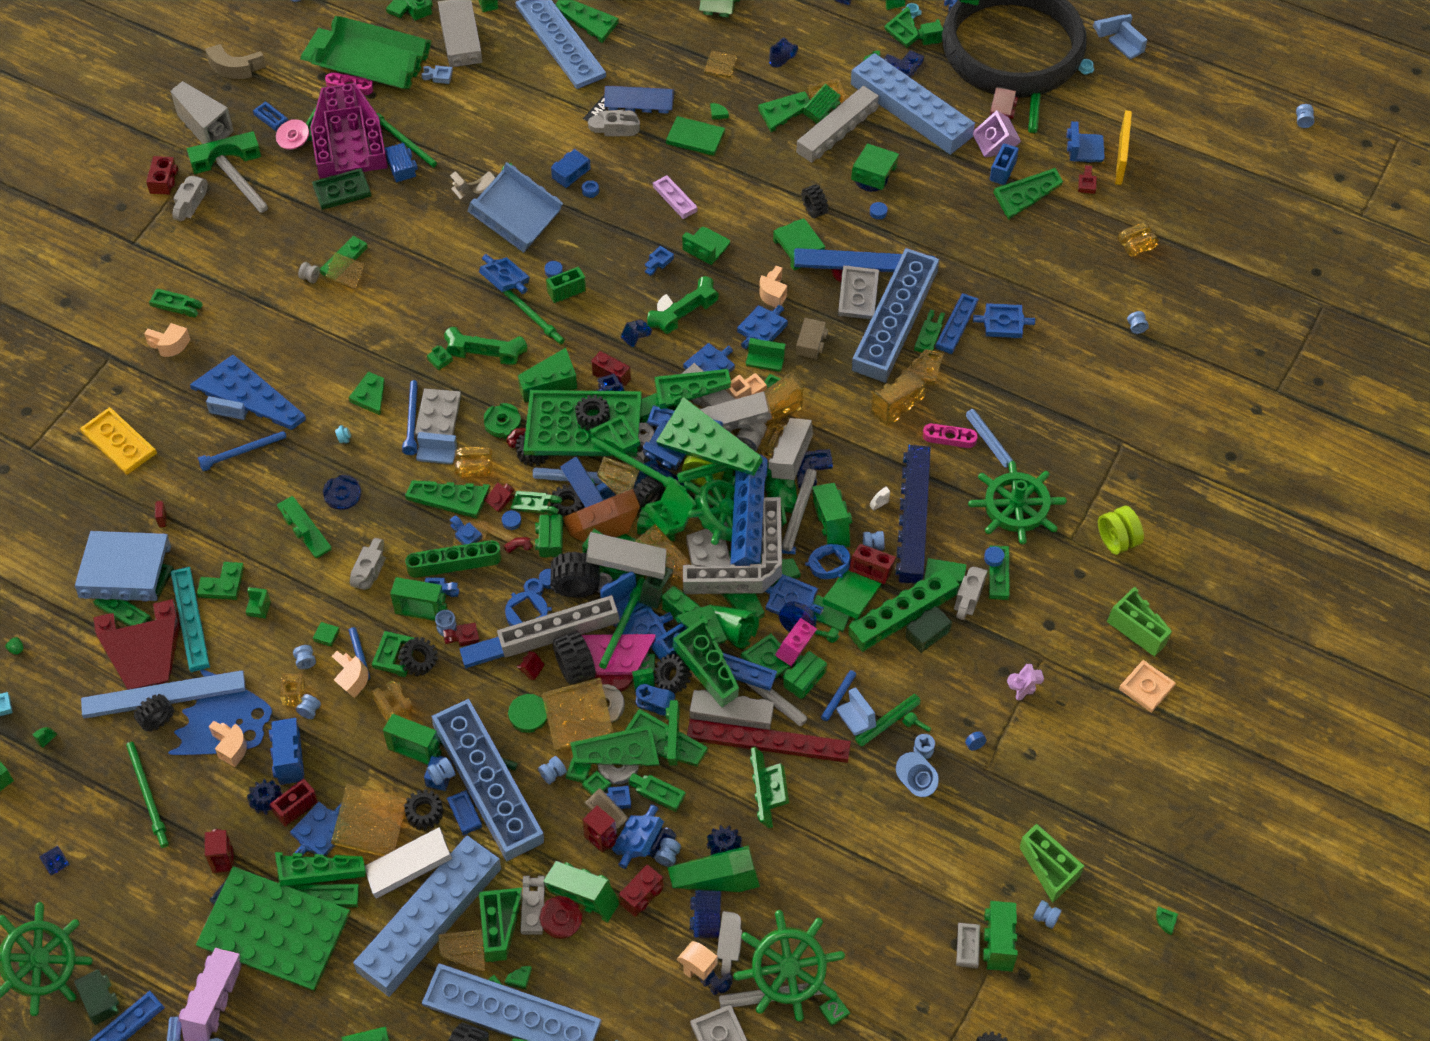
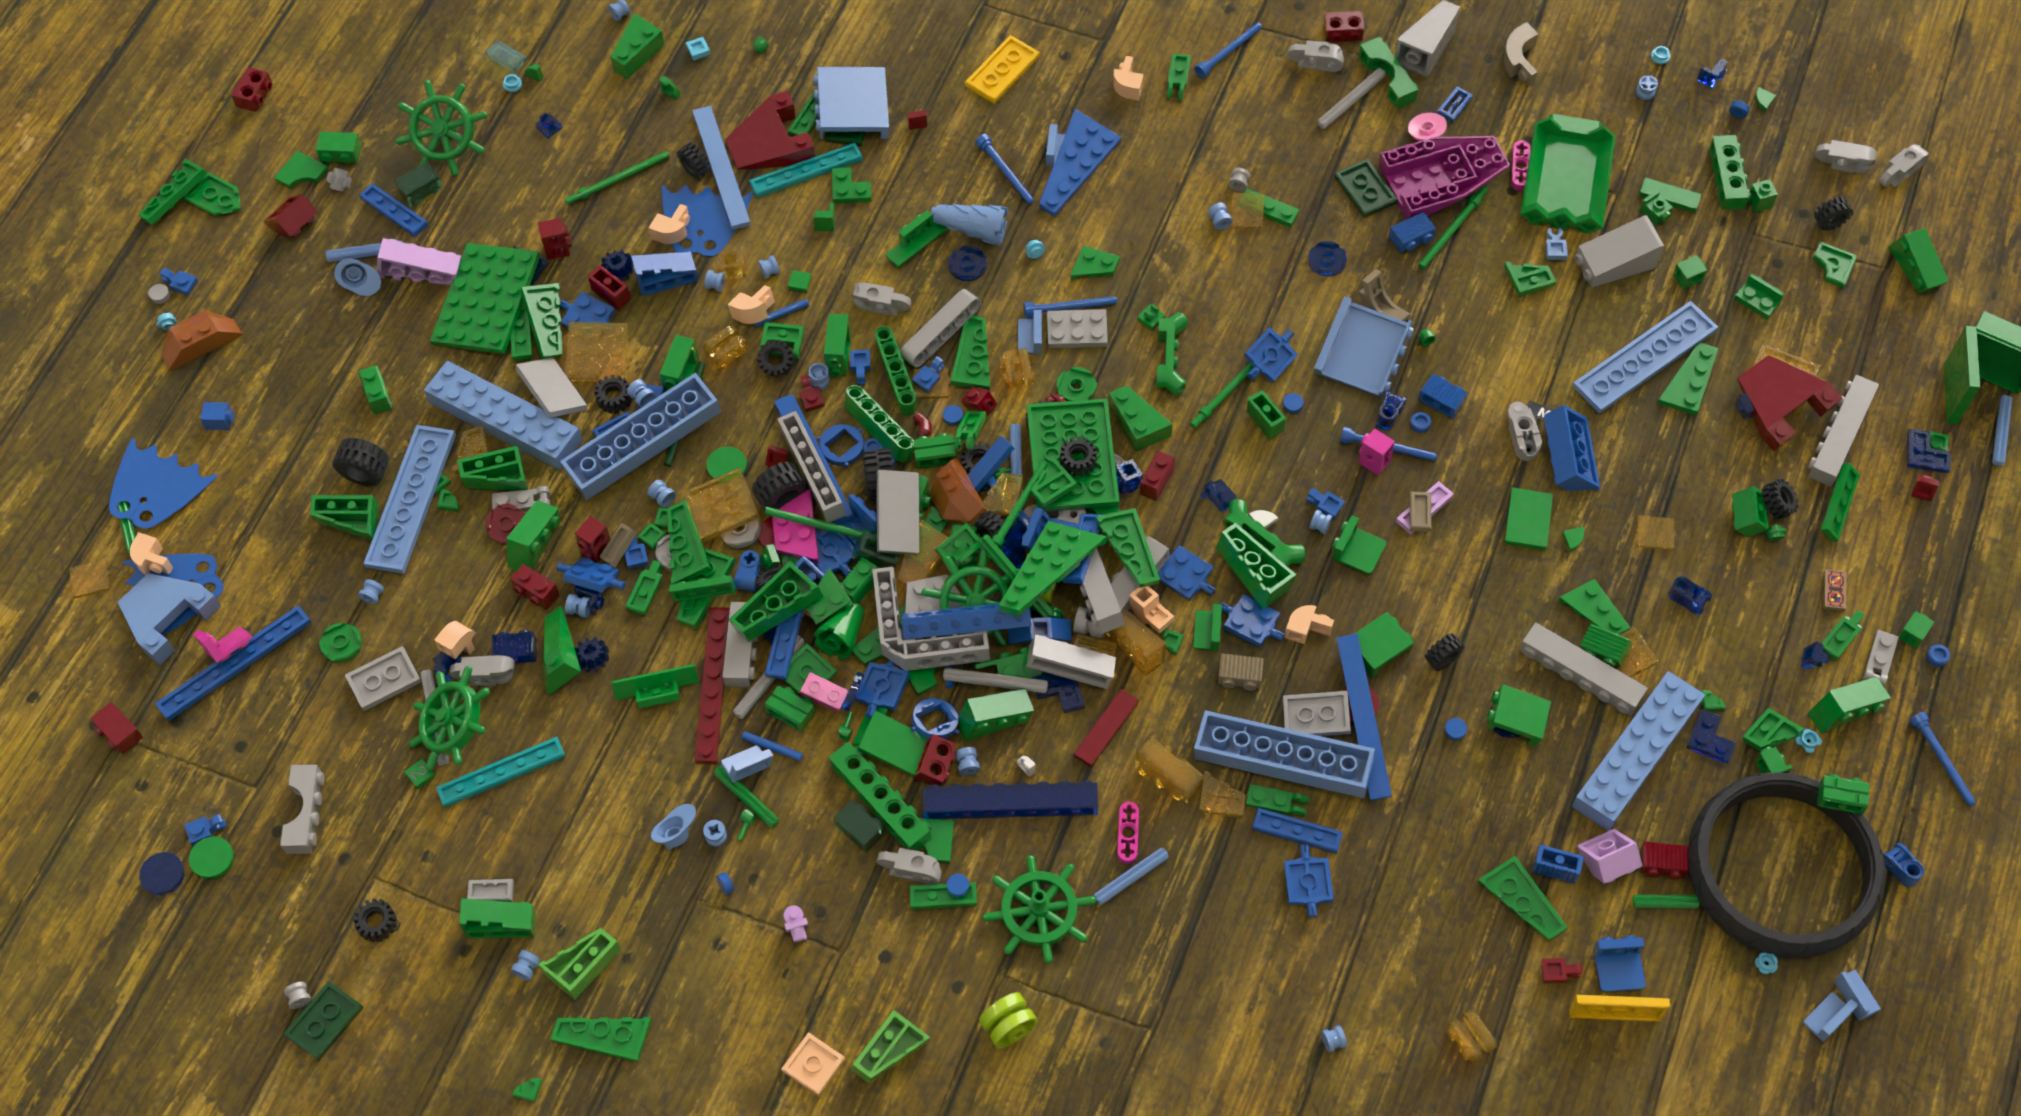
camera: 85 degrees right, 5 degrees up
(173, 282) = (1203, 68): none -> blue piece
(305, 468) = (974, 220): none -> medium blue cone
(345, 291) = (1220, 217): none -> medium blue wheel
(409, 225) = (1327, 258): none -> clear blue tile
(416, 514) = (940, 328): none -> light grey beam
(465, 96) = (1529, 278): none -> green wing
(511, 576) = (878, 423): none -> green beam
(577, 204) = (1392, 408): none -> clear blue piece
(595, 235) = (1350, 436): none -> blue piece
(620, 214) = (1376, 451): none -> dark pink brick
(677, 265) = (1321, 522): none -> medium blue wheel
(681, 197) = (1420, 511): none -> dark tan tile
(715, 311) = (1255, 566): none -> green wedge
(840, 934) = (500, 772): none -> teal tile
(850, 439) = (1106, 728): none -> dark red tile
(1118, 848) = (611, 1037): none -> green wing

